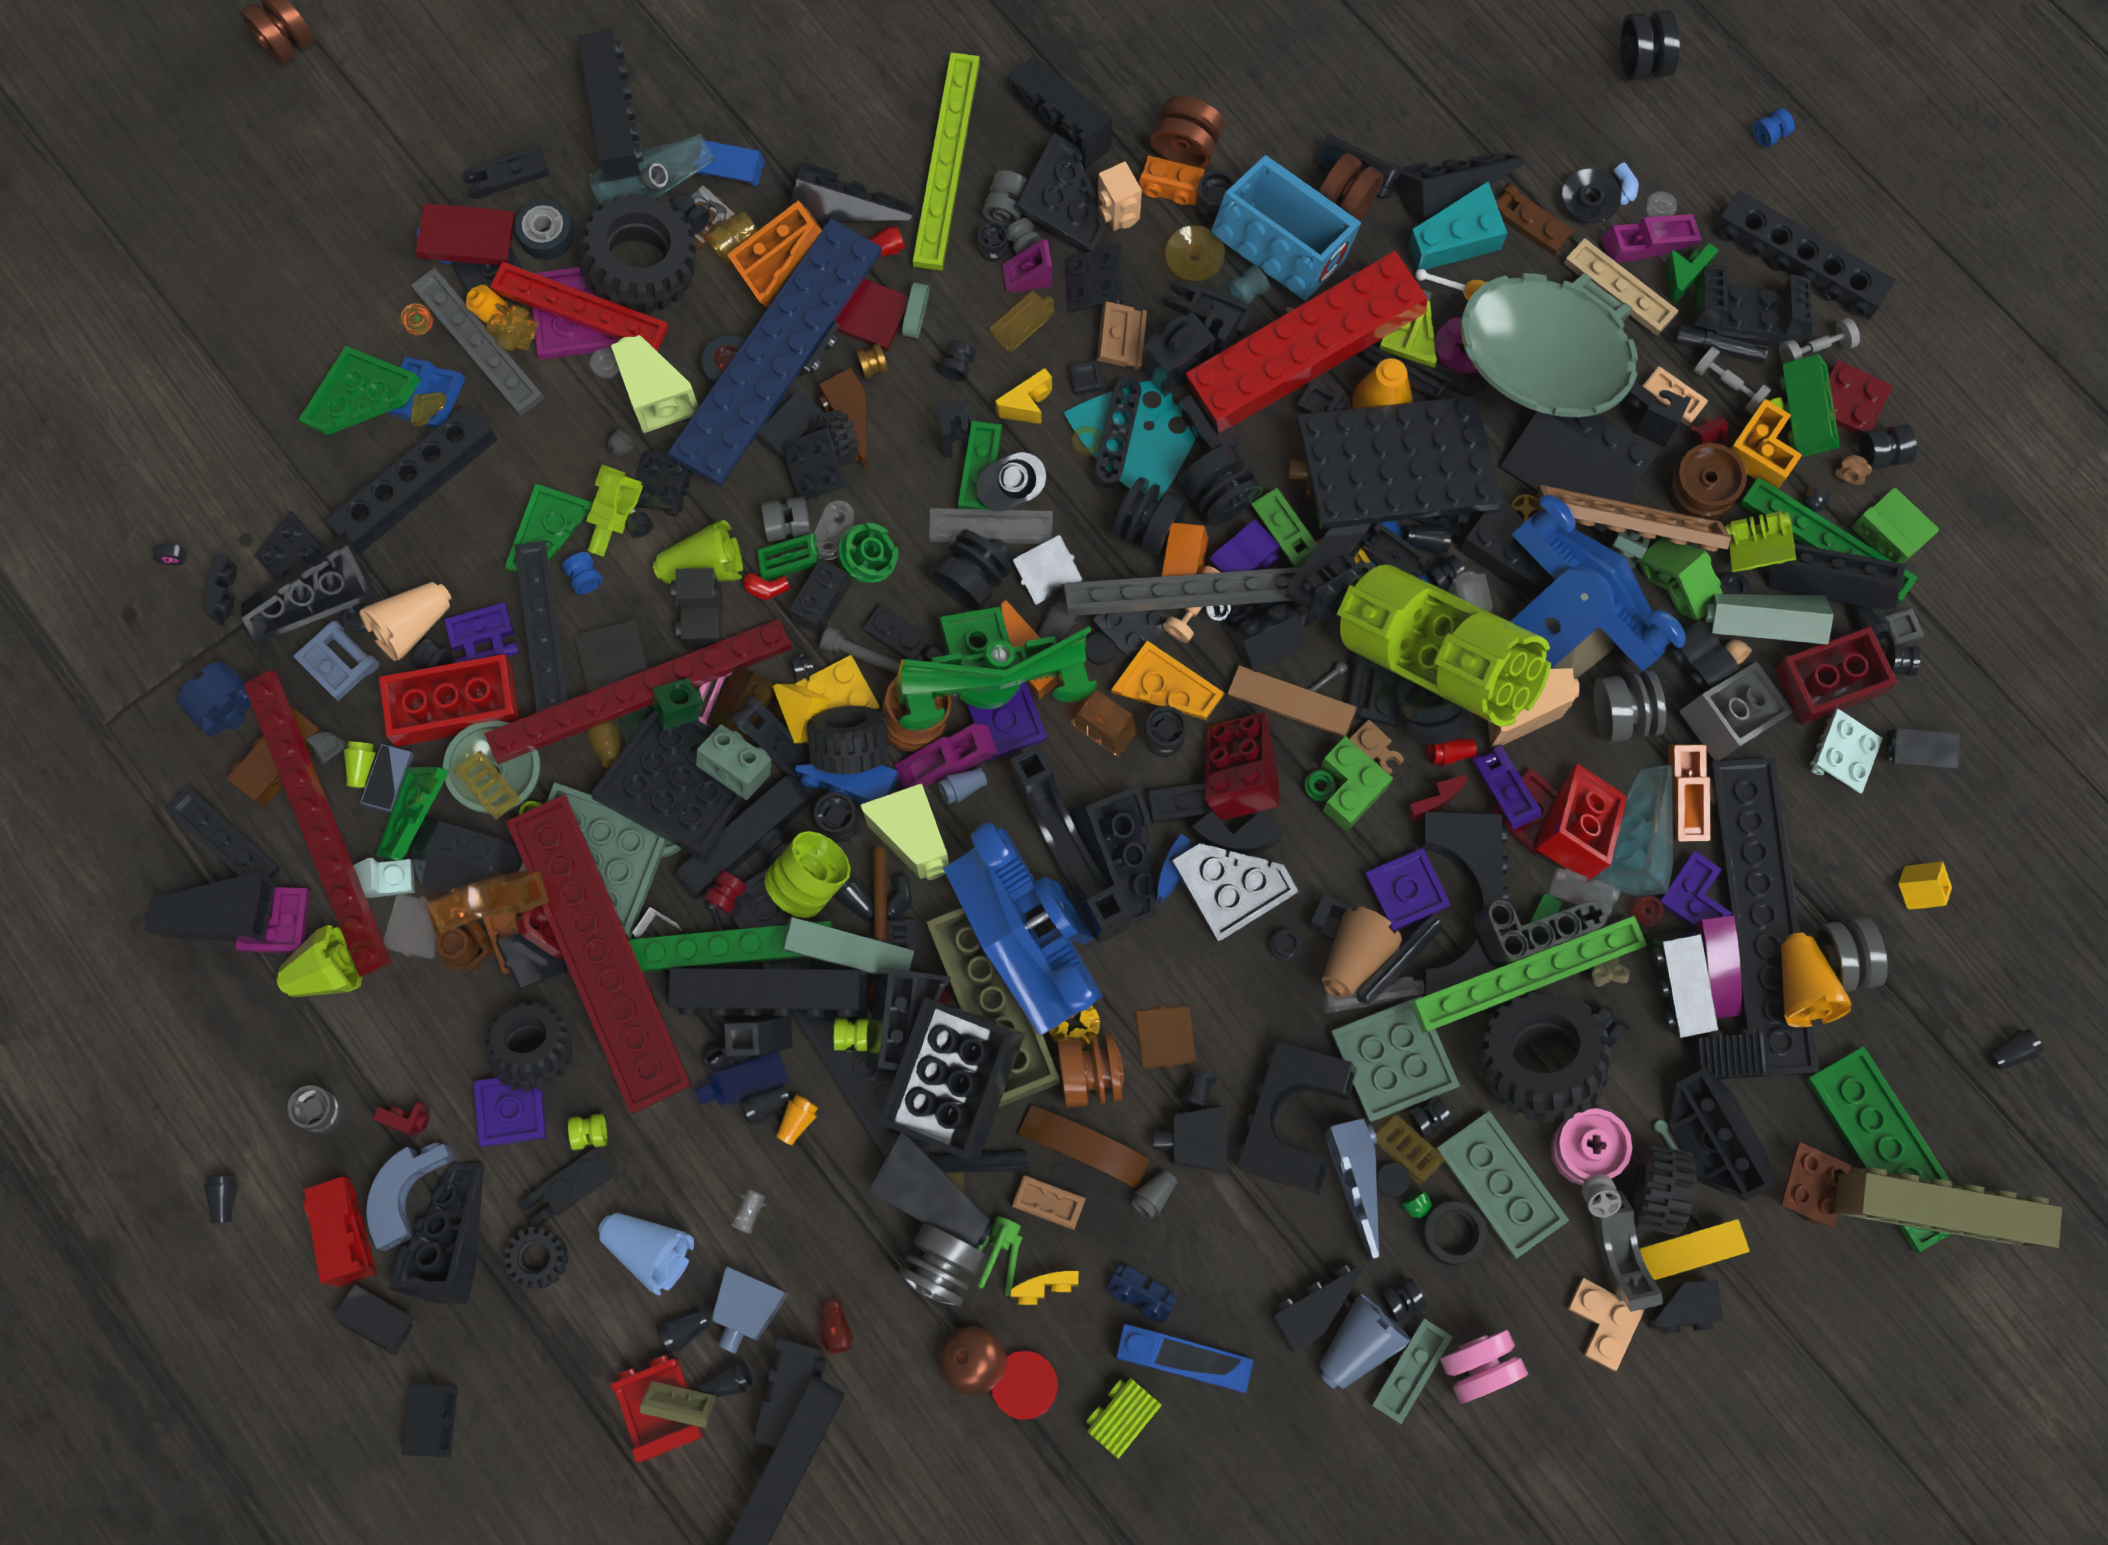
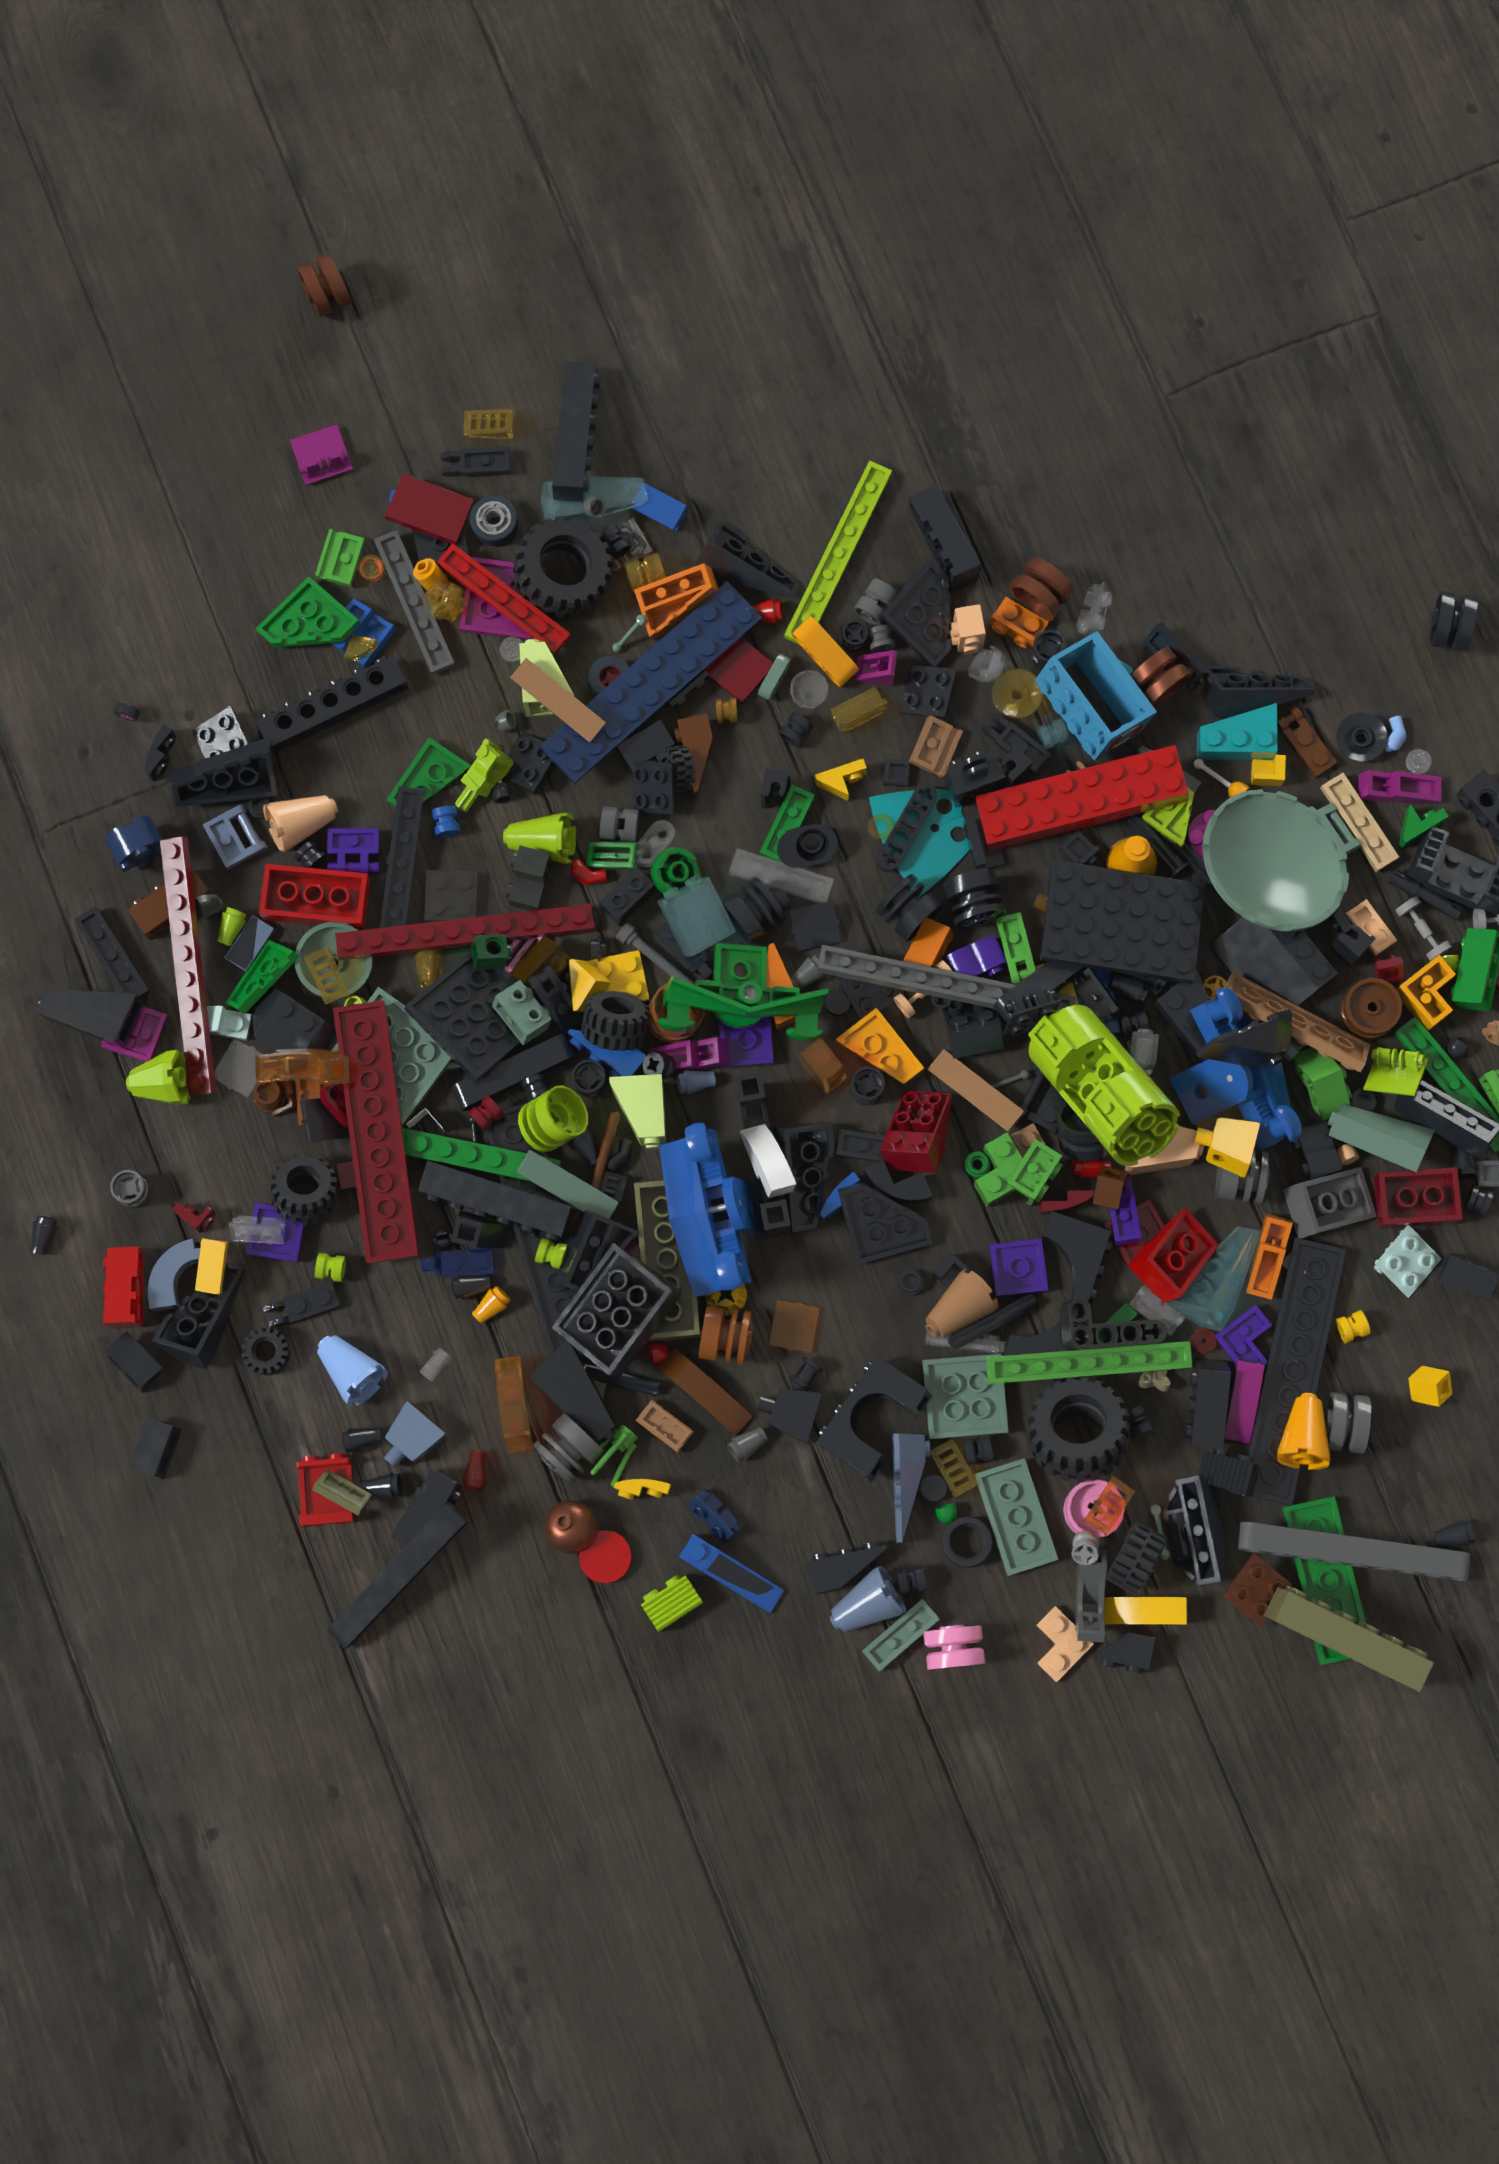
camera: 20 degrees right, 5 degrees up
(325, 212) = (321, 454): none -> magenta hinge
(377, 316) = (340, 558): none -> bright green plate
(440, 1173) = (211, 1266): none -> yellow slope
(475, 1116) = (247, 1230): none -> clear hinge
(516, 116) = (488, 432): none -> clear yellow slope
(577, 1016) = (346, 1175): none -> dark red tile
(674, 394) = (558, 700): none -> medium nougat tile
(744, 285) = (640, 620): none -> sand green hinge
(858, 1232) = (513, 1405): none -> clear orange arch
(906, 592) = (696, 915): none -> clear light blue brick
(921, 773) = (665, 1067): none -> black wheel
(959, 311) = (809, 689): none -> clear hair
(965, 265) = (825, 651): none -> light orange beam
(1013, 1116) = (657, 1352): none -> red hinge
(1079, 848) = (768, 1161): none -> white slope
(1152, 232) = (987, 665): none -> clear hair
(1250, 131) = (1098, 599): none -> clear hinge
(1393, 770) = (1034, 1170): none -> bright green bracket
(1484, 765) = (1109, 1187): none -> reddish brown panel
(1503, 261) = (1268, 771): none -> yellow panel
(1602, 549) = (1255, 1044): none -> black wedge
(1605, 1162) = (1097, 1524): none -> clear orange slope
(1611, 671) = (1230, 1144): none -> yellow torso
(1813, 843) = (1353, 1326): none -> yellow wheel
(1911, 1104) = (1354, 1551): none -> dark grey beam

